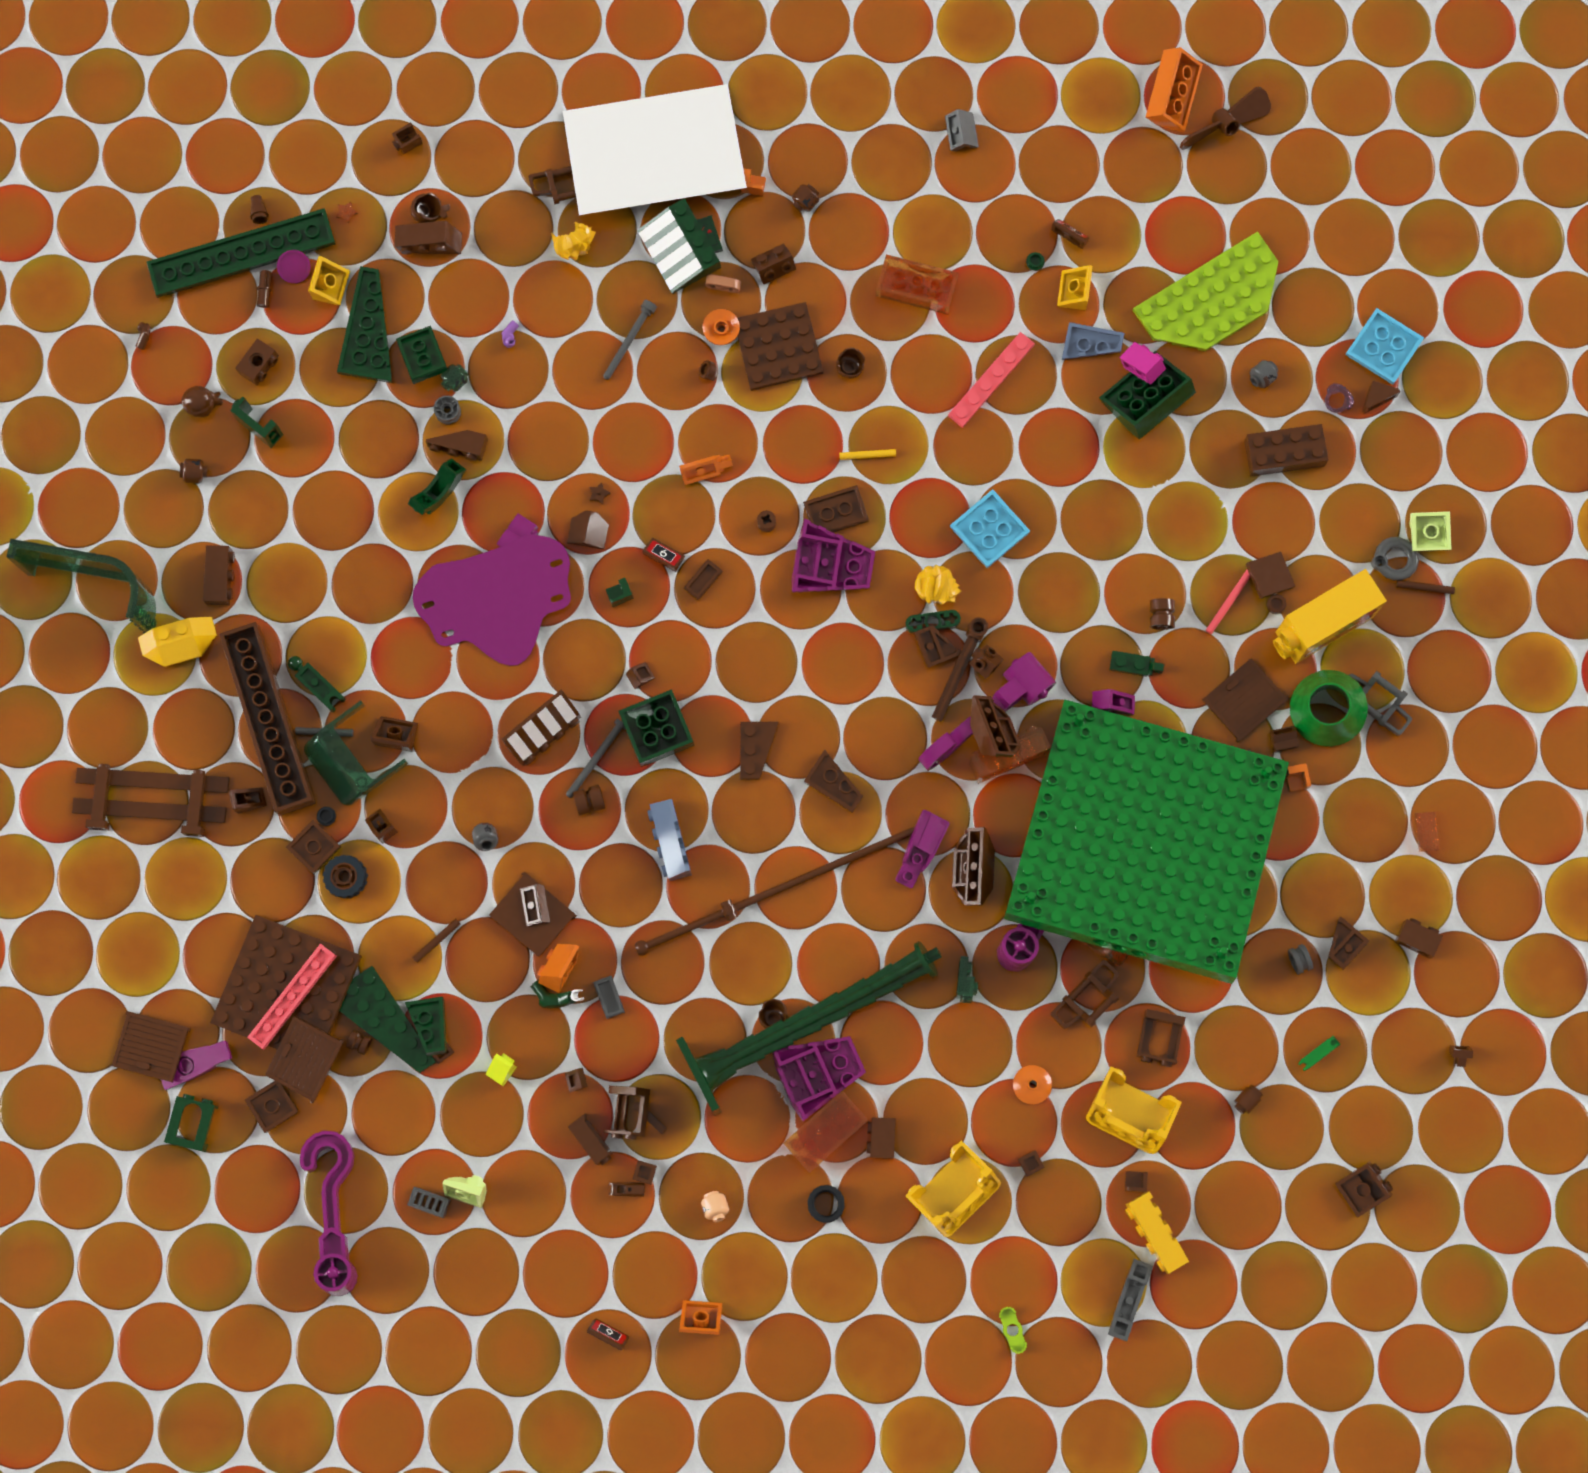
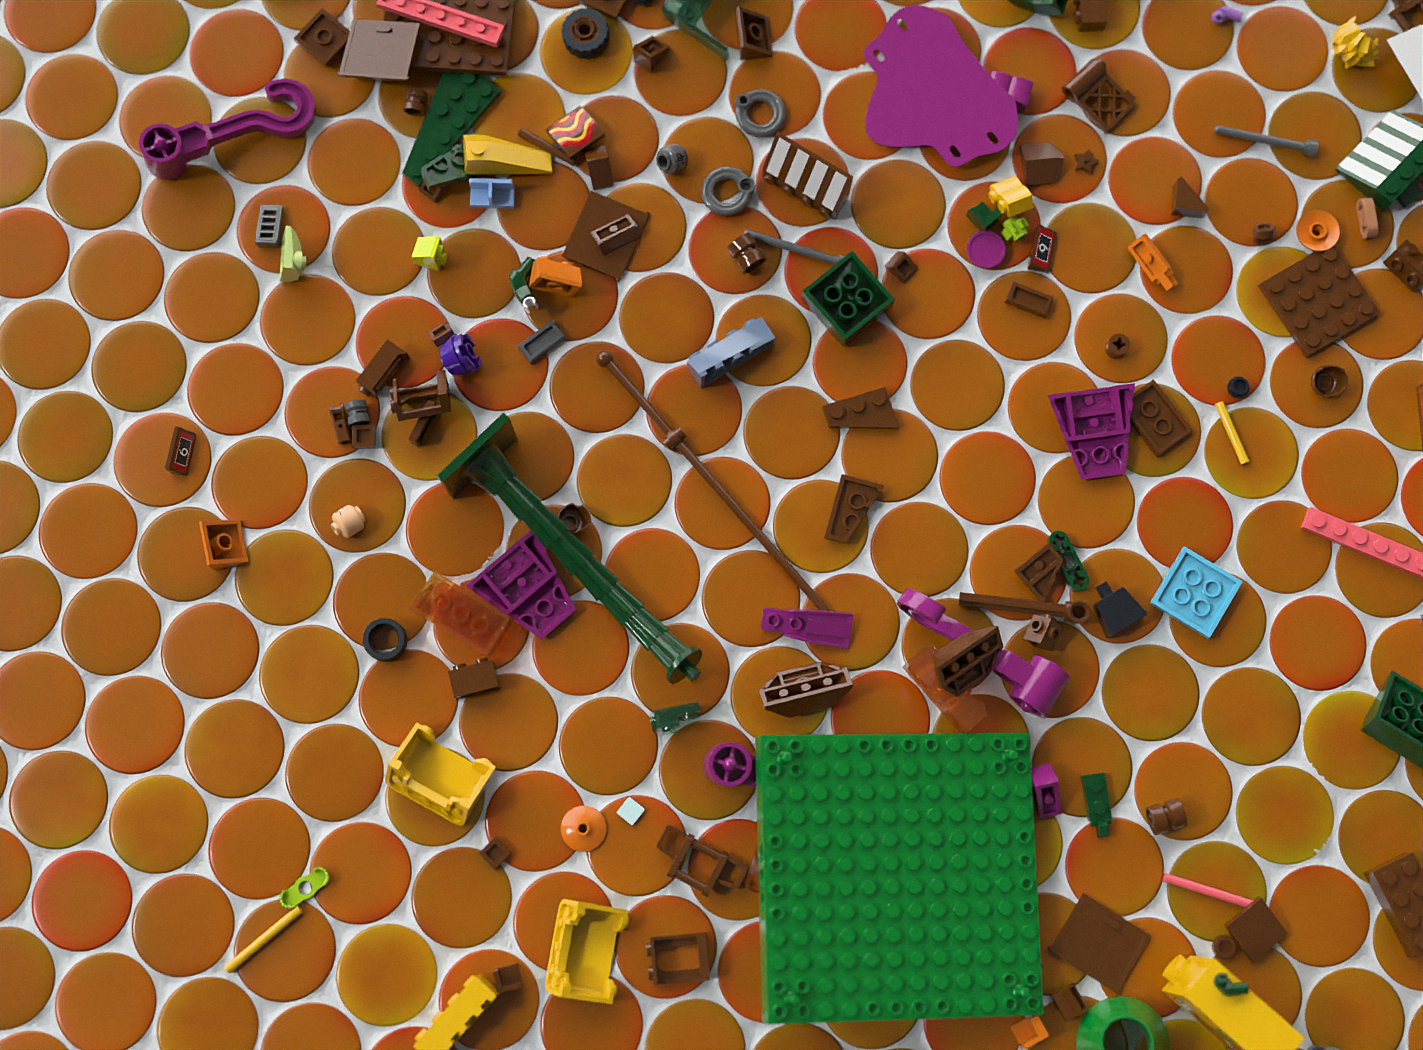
camera: 65 degrees right, 0 degrees up
(432, 912) = (575, 132): none -> slope
(433, 985) = (497, 156): none -> yellow wedge
(464, 1000) = (492, 193): none -> light blue panel
(469, 901) = (599, 168): none -> reddish brown slope
(477, 761) = (752, 97): none -> dark grey piece
(513, 790) = (734, 207): none -> dark grey piece
(530, 466) = (1086, 82): none -> reddish brown piece
(601, 1069) = (459, 356): none -> dark purple cone
(612, 565) = (1011, 196): none -> yellow brick
(623, 1172) = (357, 412): none -> dark grey wheel
(639, 570) = (1015, 228): none -> lime gear
(649, 600) = (986, 249): none -> magenta piece
(661, 424) = (1186, 201): none -> reddish brown slope
(831, 436) = (1238, 387): none -> black plate
(936, 585) = (1110, 551): yellow hair -> none
(985, 596) = (1116, 609): none -> black torso
(1029, 1041) = (630, 811): none -> light aqua piece
(1045, 1377) = (263, 939): none -> yellow bar
(1129, 1300) = (372, 1010): dark grey slope -> none
(1310, 613) = (1229, 988): none -> dark green arm

